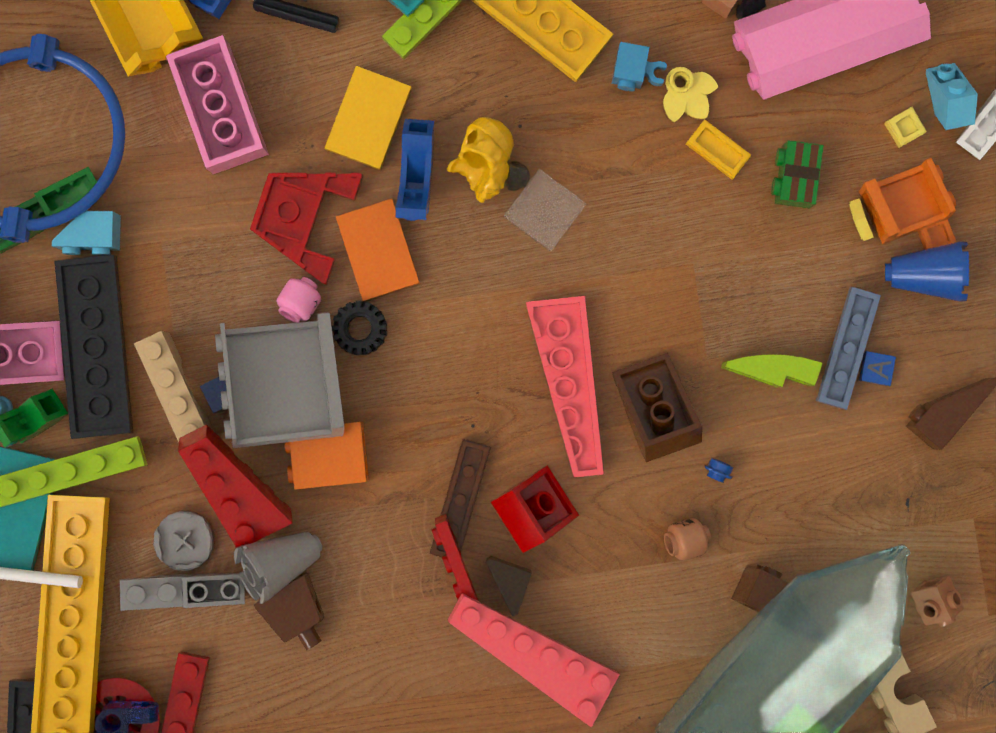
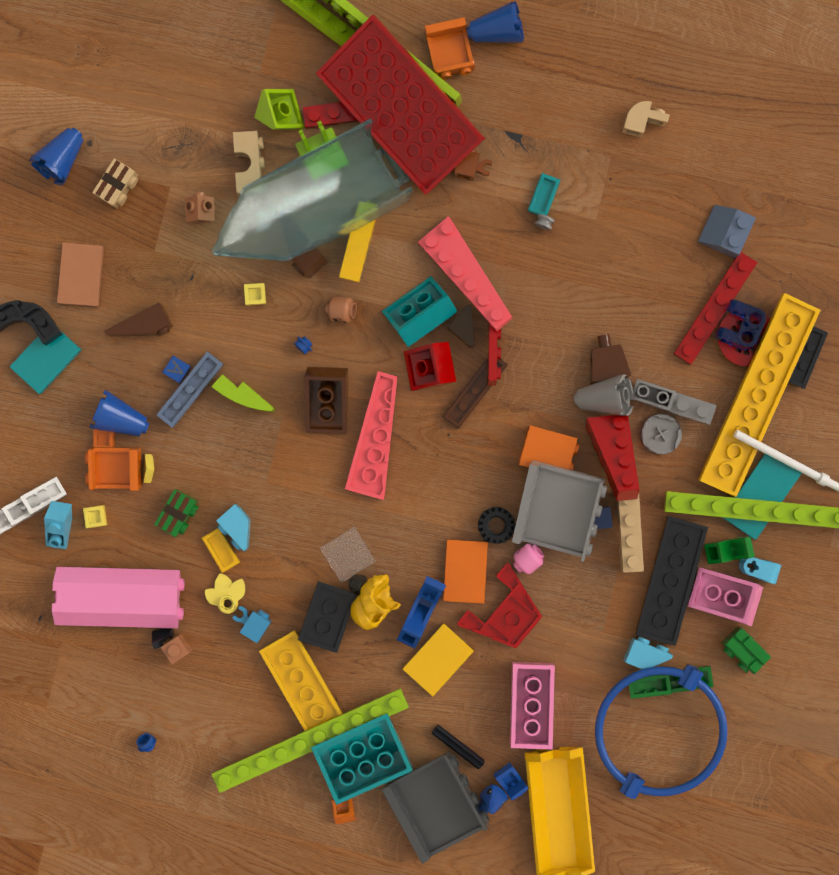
camera: 155 degrees left, 0 degrees up
(540, 114) = (326, 617): none -> black plate
(578, 579) = (419, 311): none -> teal slope
(697, 627) = (356, 253): none -> yellow slope
(709, 189) = (237, 525): none -> medium azure slope
(813, 513) = (255, 294): none -> light yellow plate

